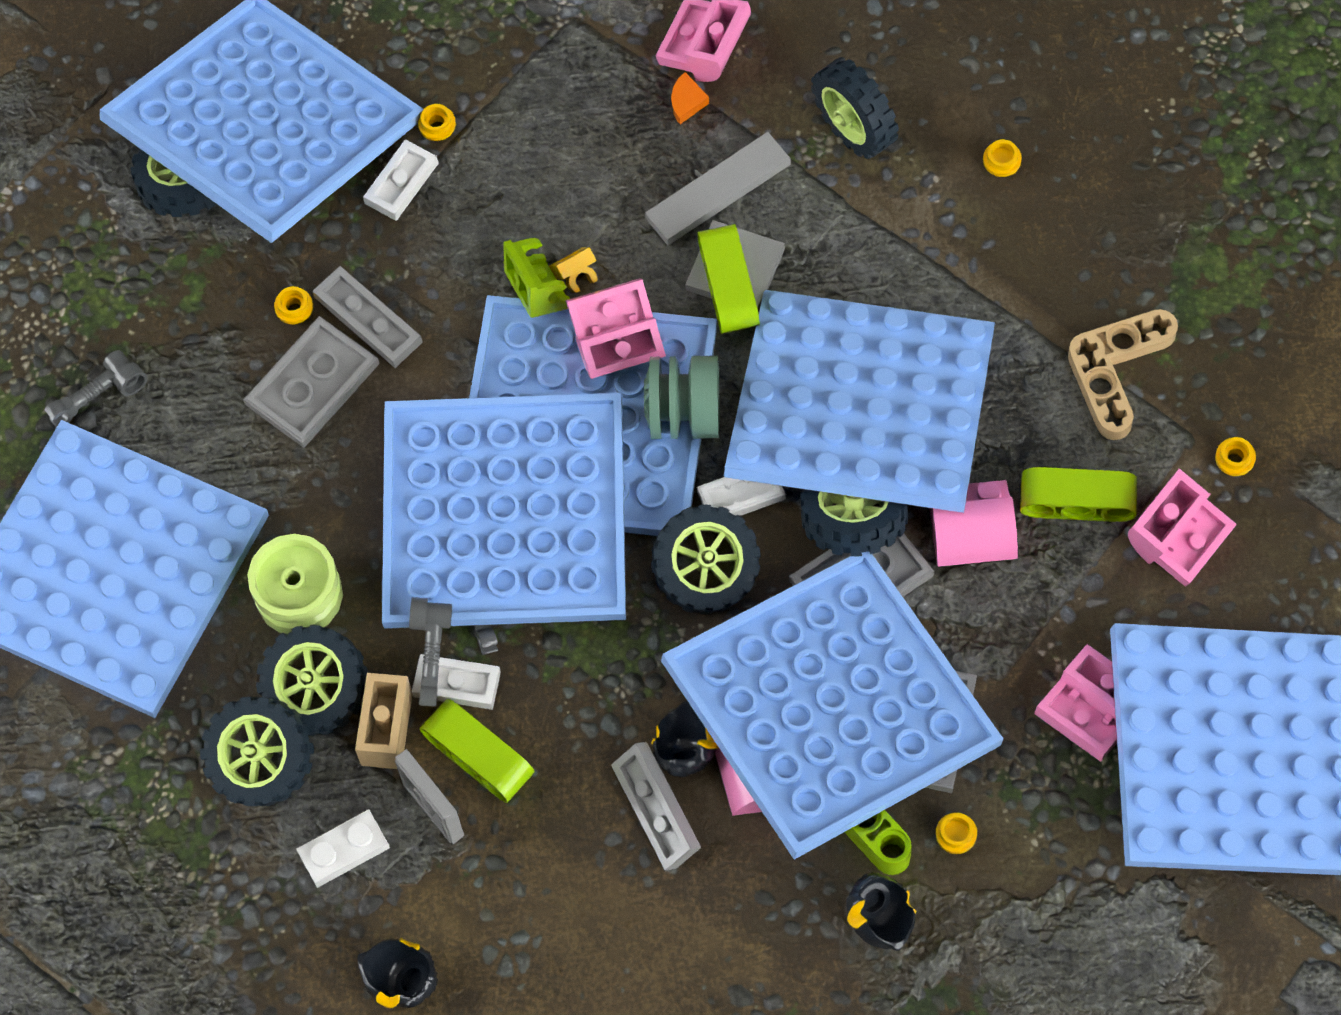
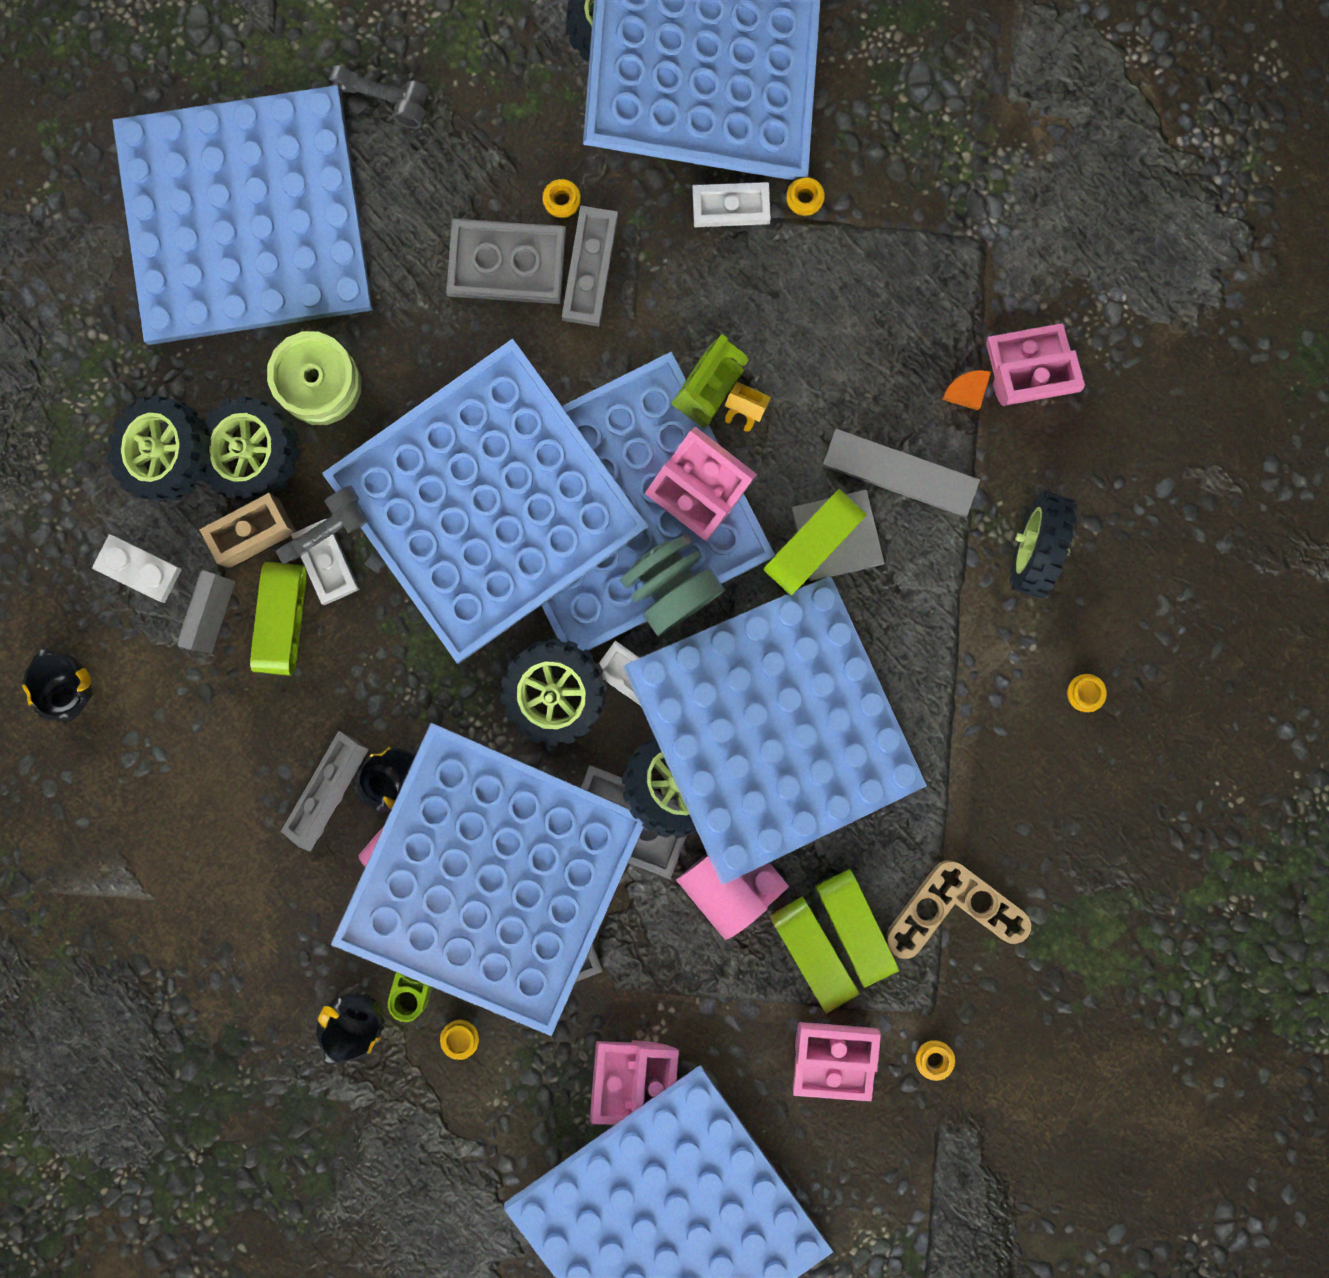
camera: 50 degrees right, 20 degrees up
(1077, 445) = (857, 928): none -> lime beam

